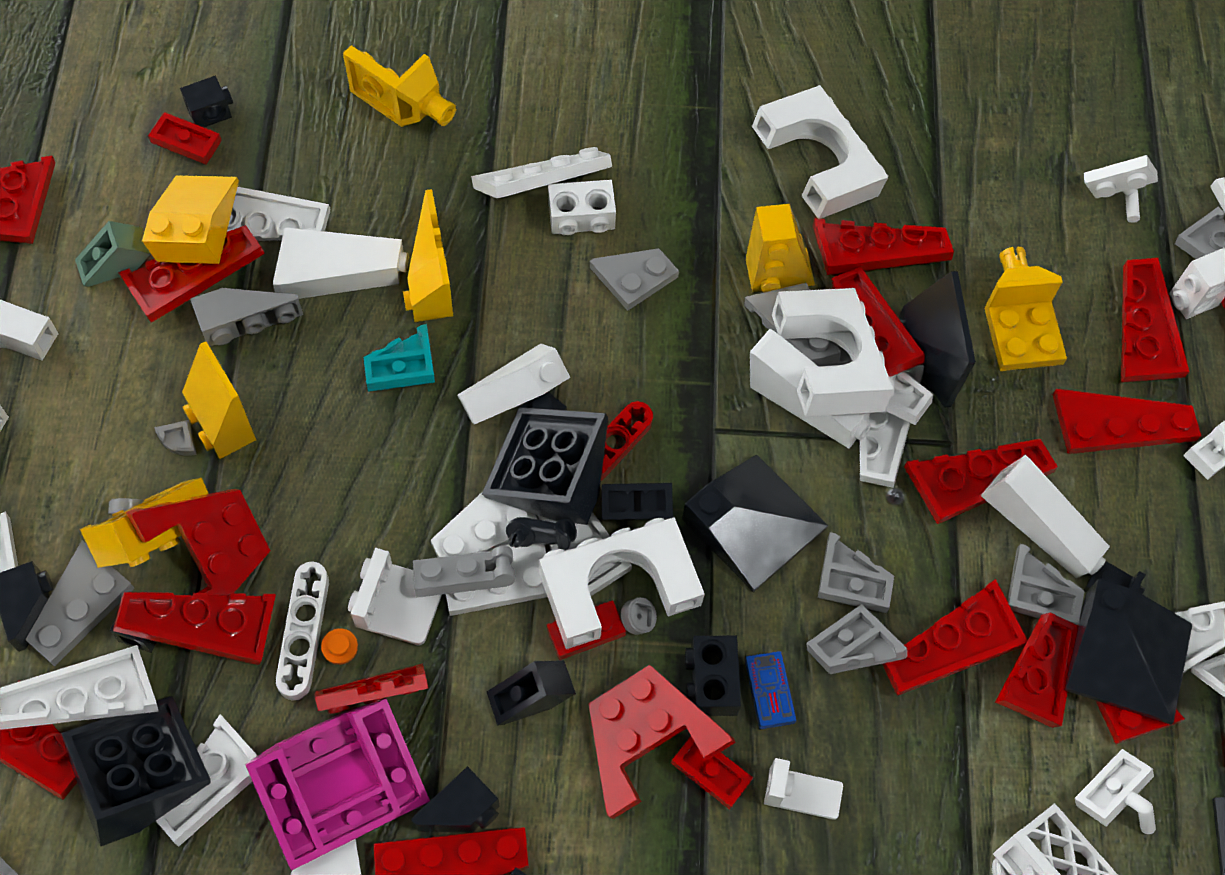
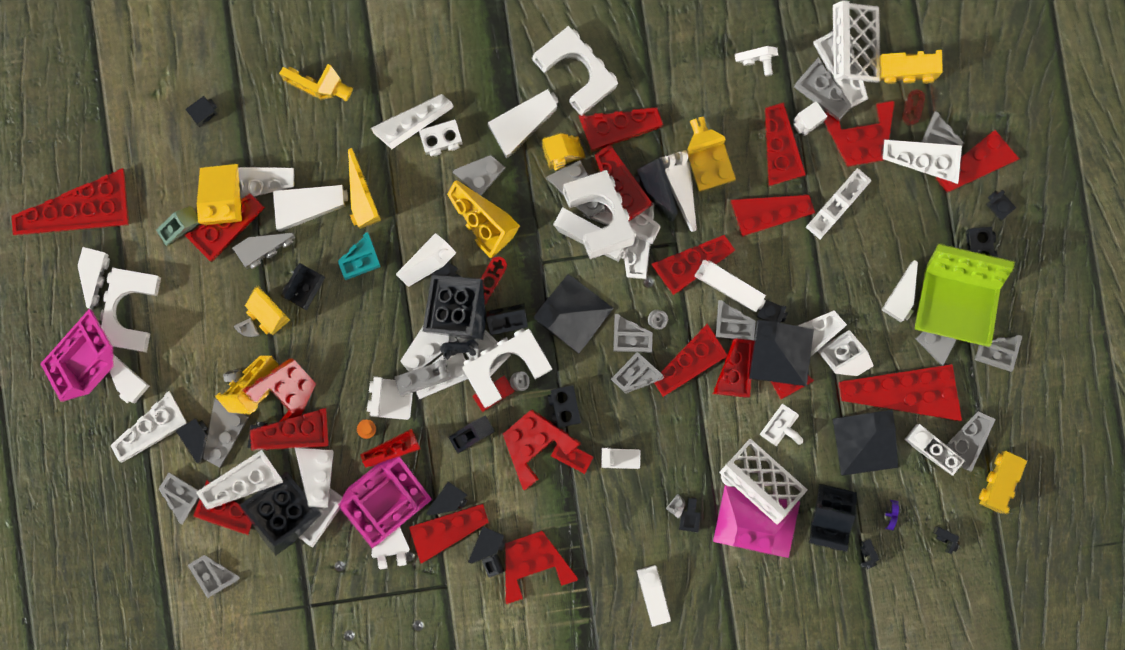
camera: 10 degrees left, 20 degrees up
(185, 138) = (196, 137): red plate -> none
(223, 709) = (316, 474): none -> white wing
(291, 385) = (302, 286): none -> black bracket
(306, 630) = (348, 423): white beam -> none
(633, 346) = (488, 222): none -> yellow wedge
(719, 208) = (522, 121): none -> white slope
(770, 690) = (595, 407): blue tile -> none
(905, 557) = (657, 319): none -> light grey tile
(979, 377) = (681, 185): none -> white flag

